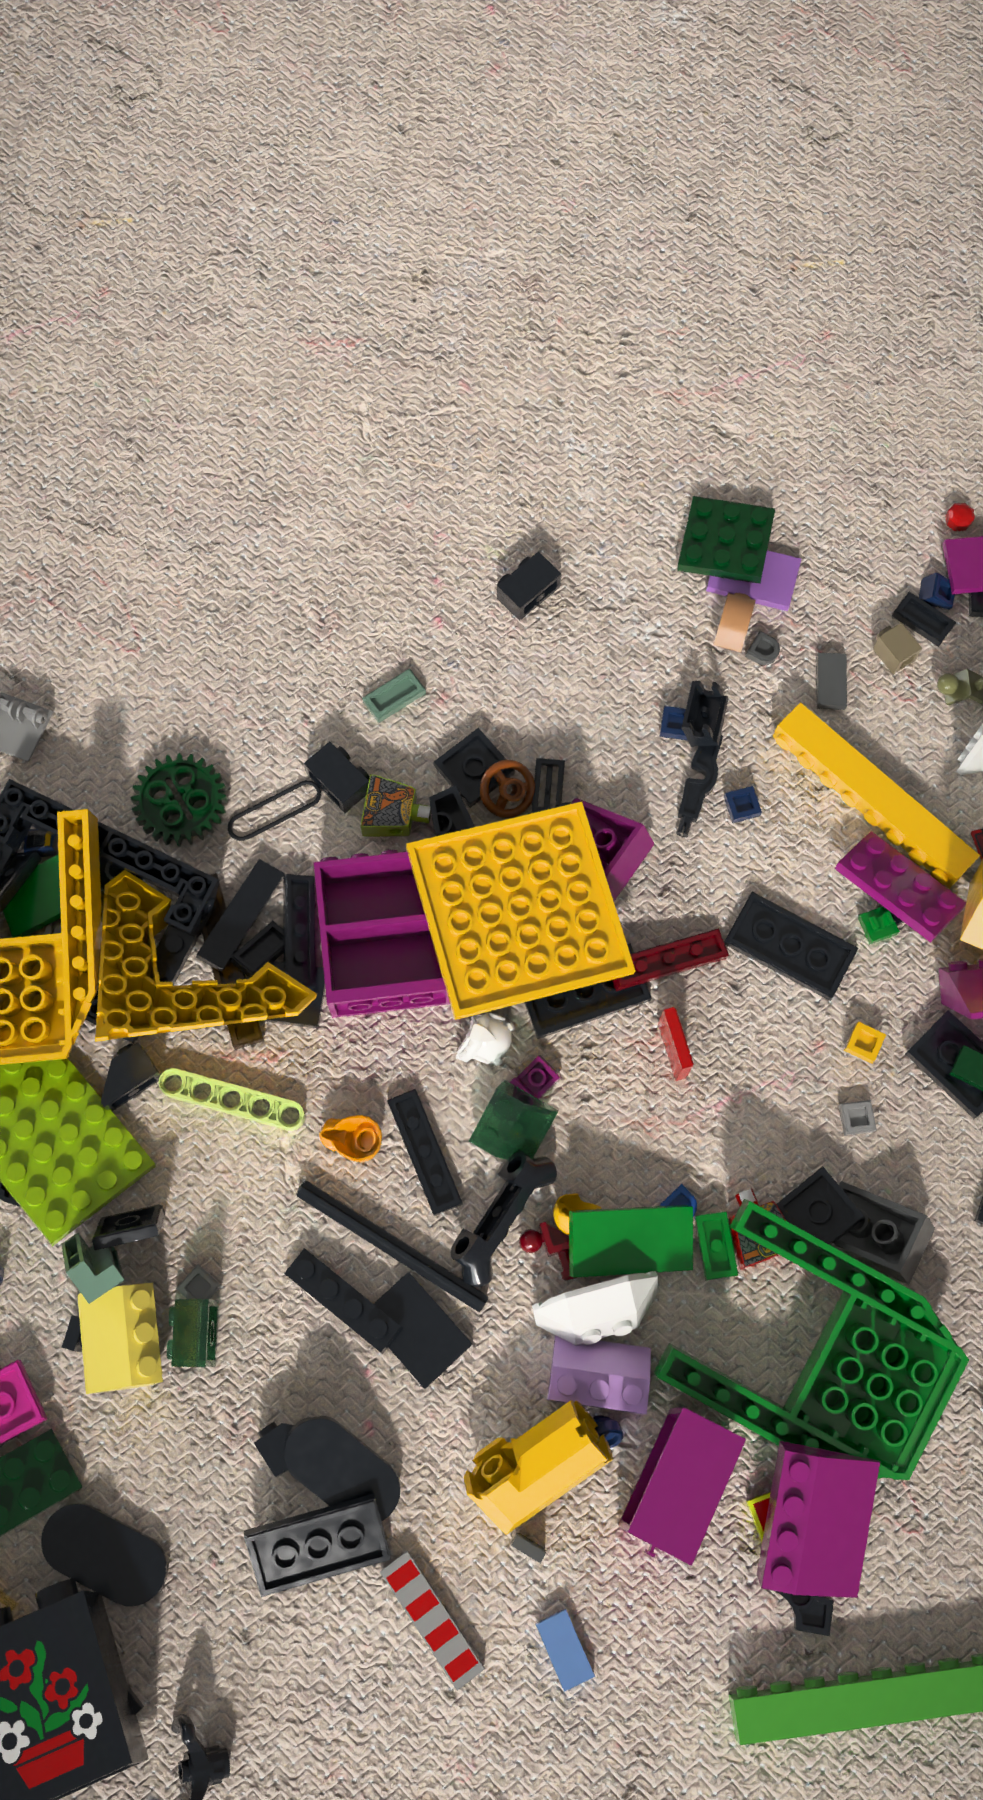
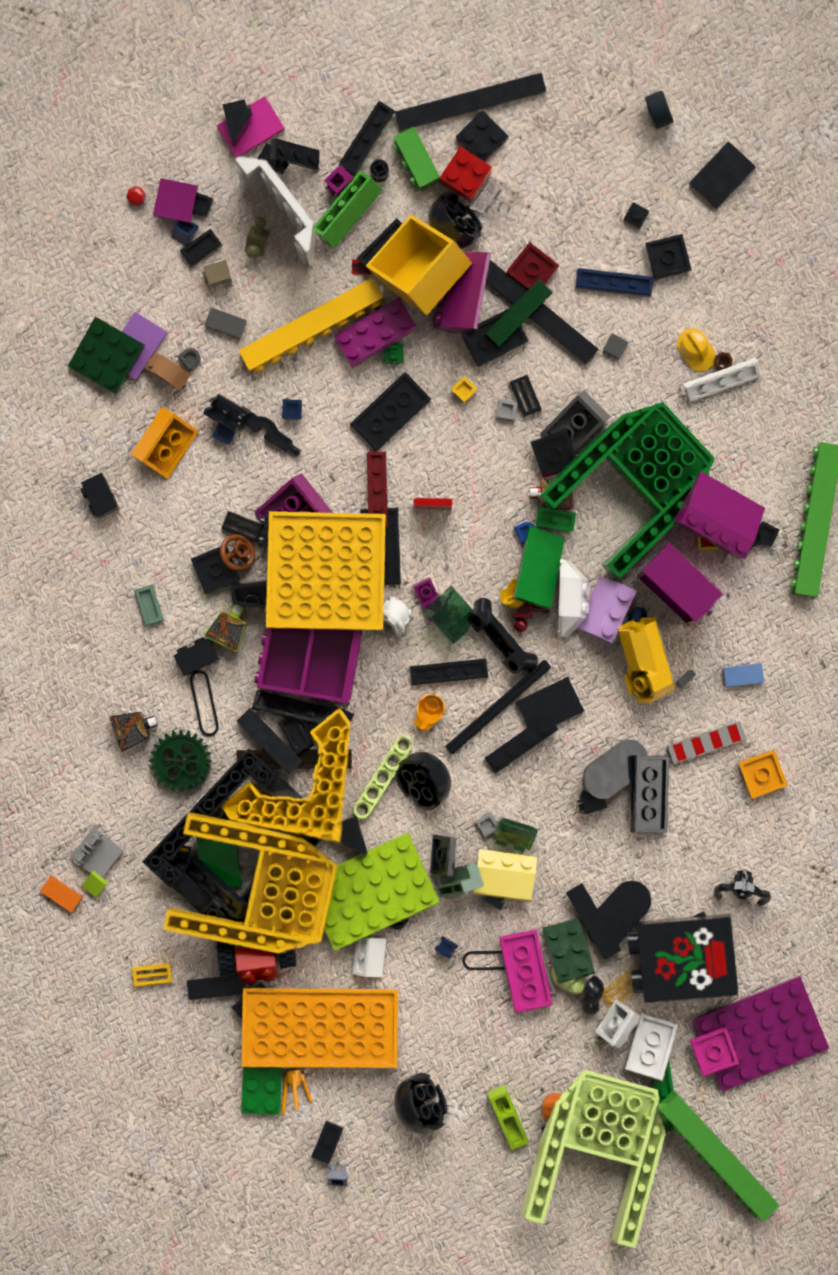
camera: 70 degrees left, 15 degrees up
(79, 1513) = (593, 921): none -> black tile
(207, 720) = (132, 729): none -> torso
(251, 1169) = (432, 778): none -> black cylinder
(406, 1741) = (762, 774): none -> light orange plate
(632, 647) = (164, 442): none -> light orange slope
(871, 1158) = (518, 398): none -> black tile

